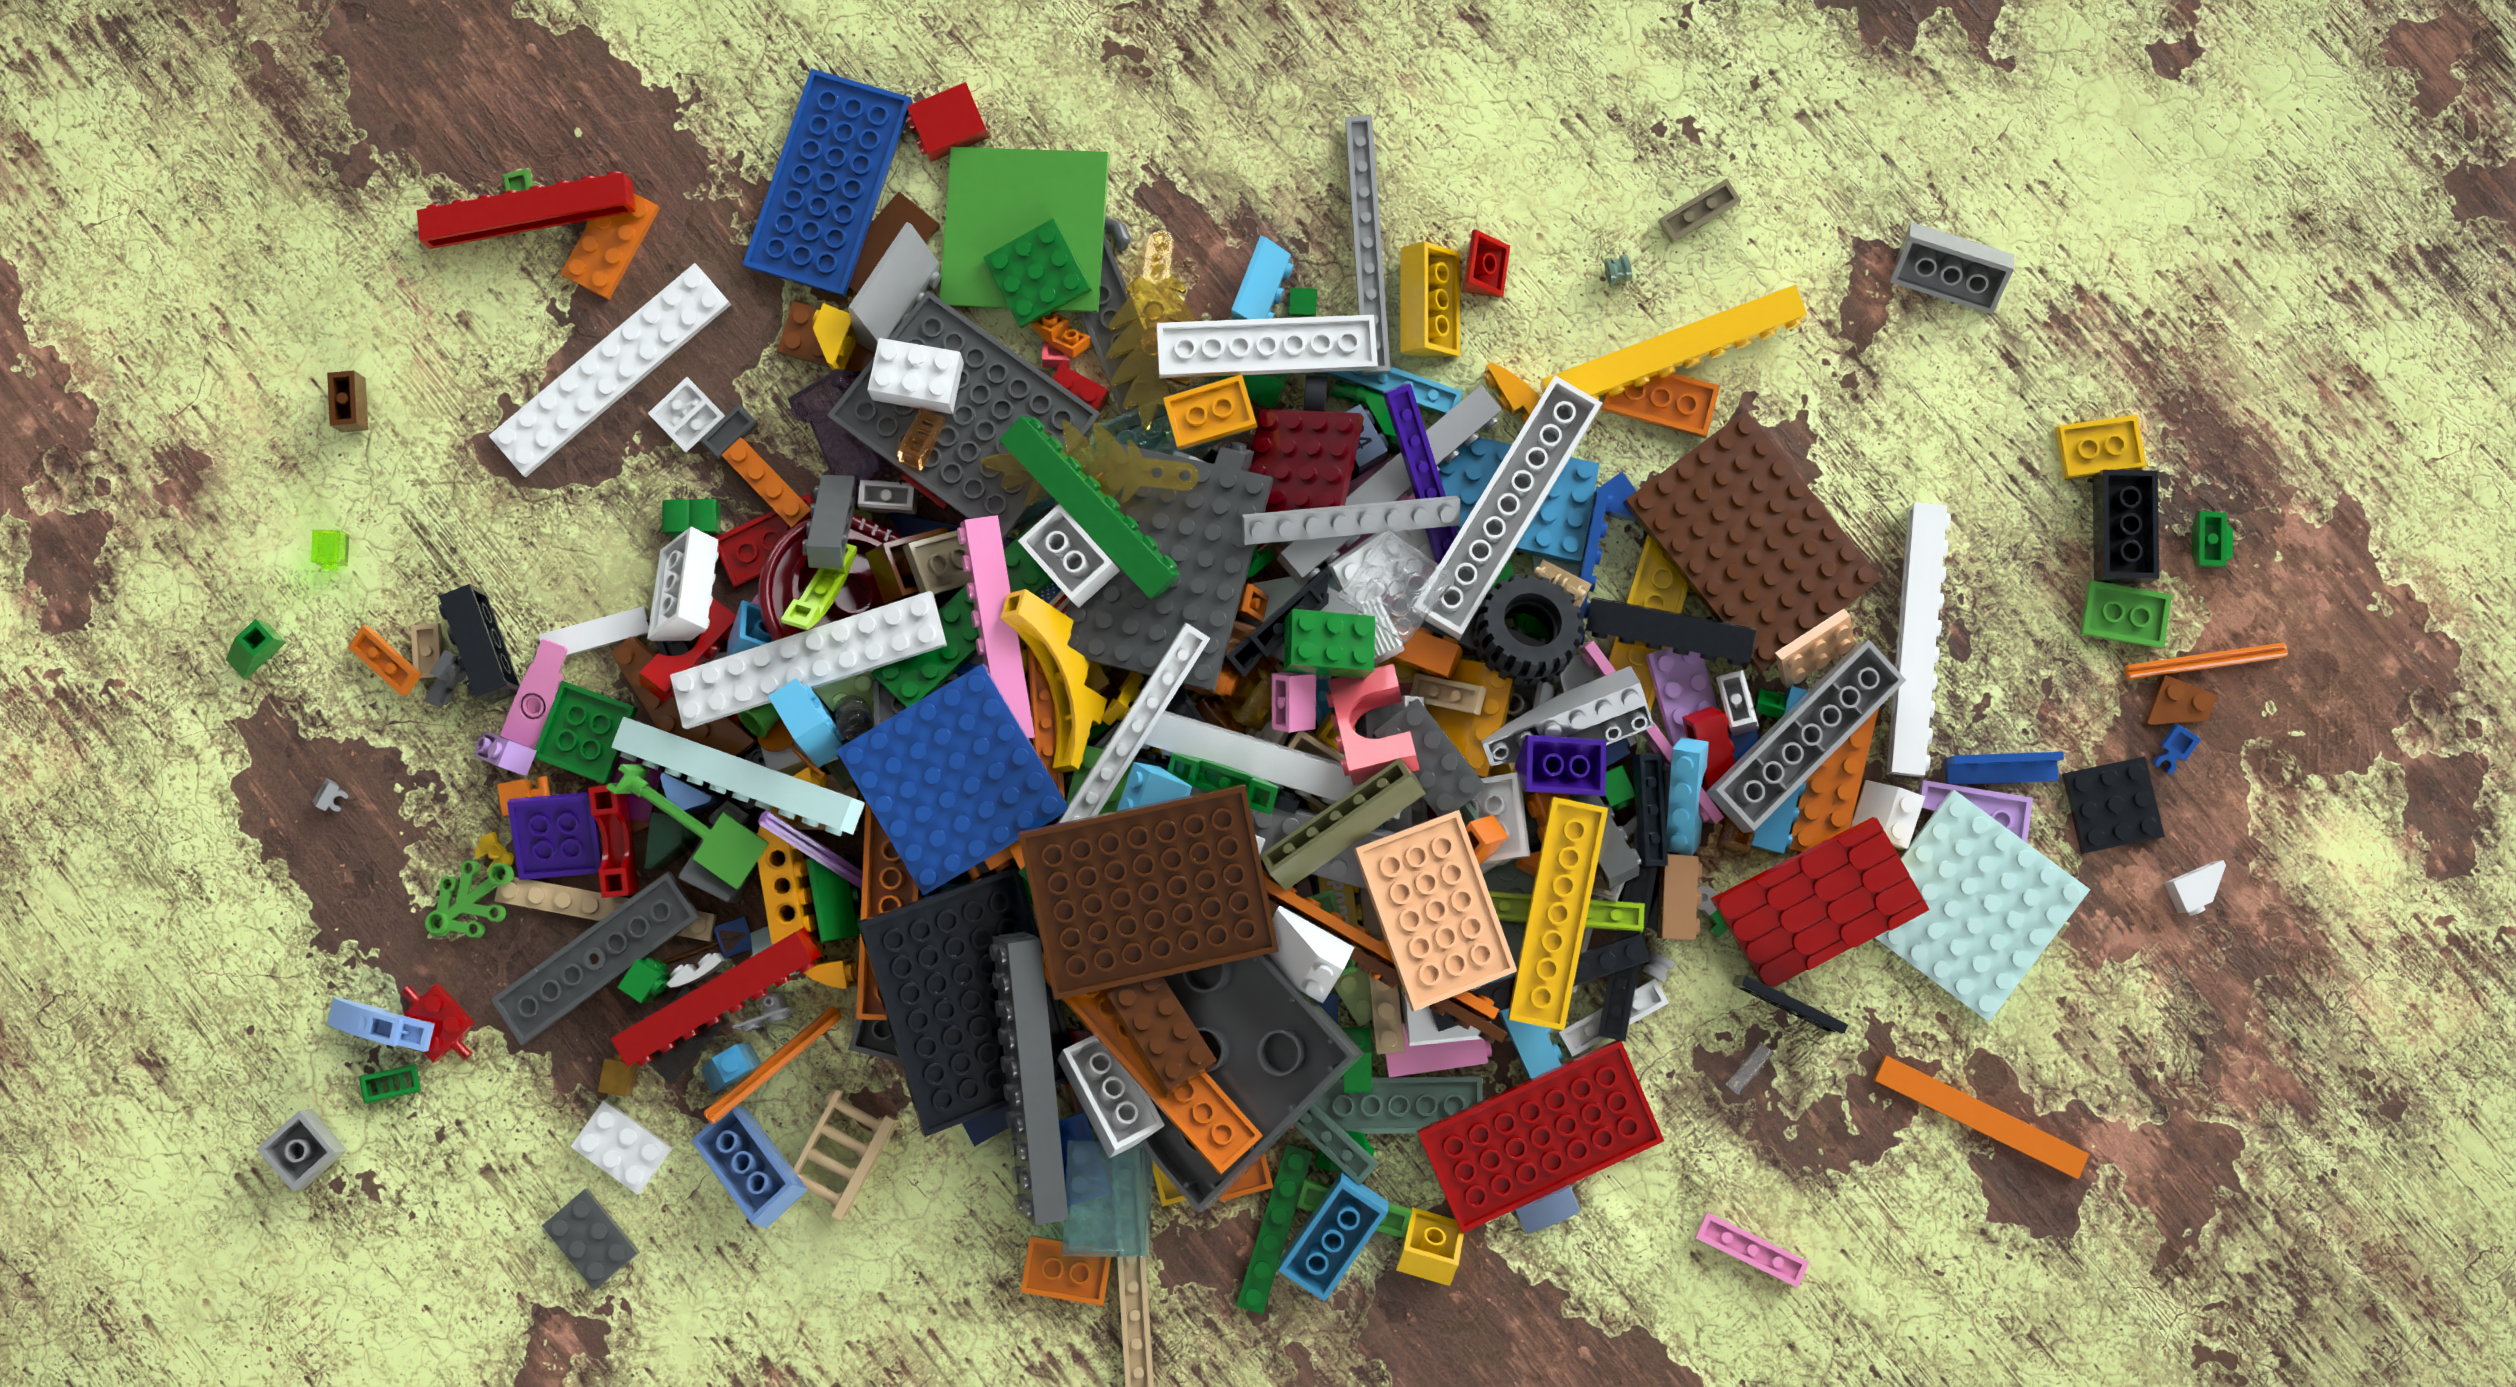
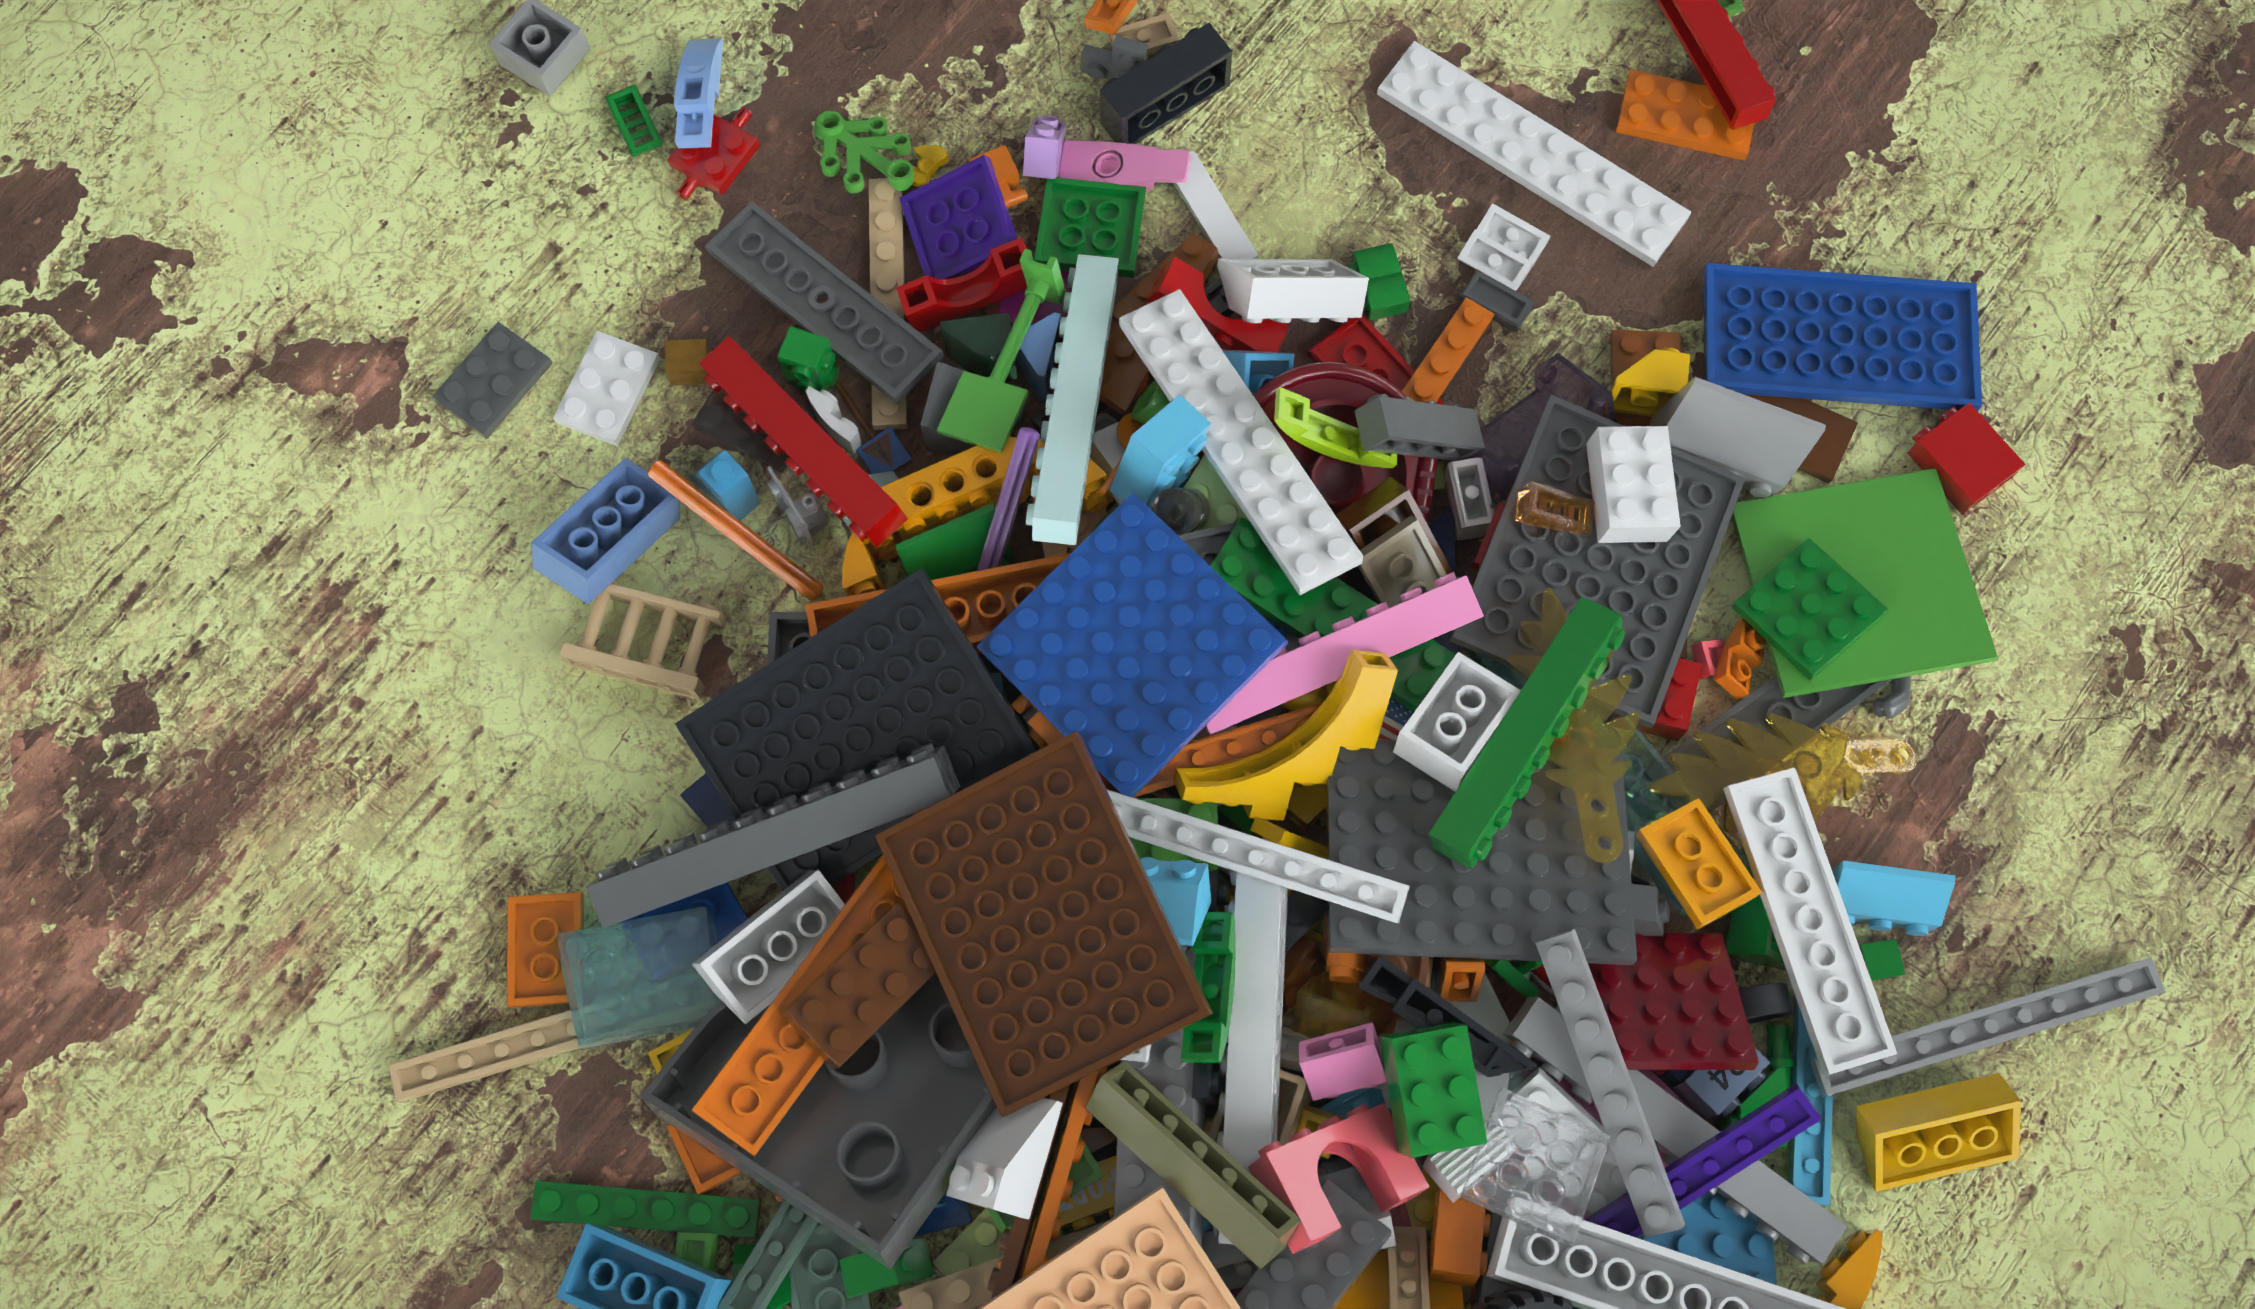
camera: 75 degrees right, 10 degrees down
(731, 810) = (1031, 410): light grey tile -> none
(1486, 265) = (2013, 1197): red slope -> none

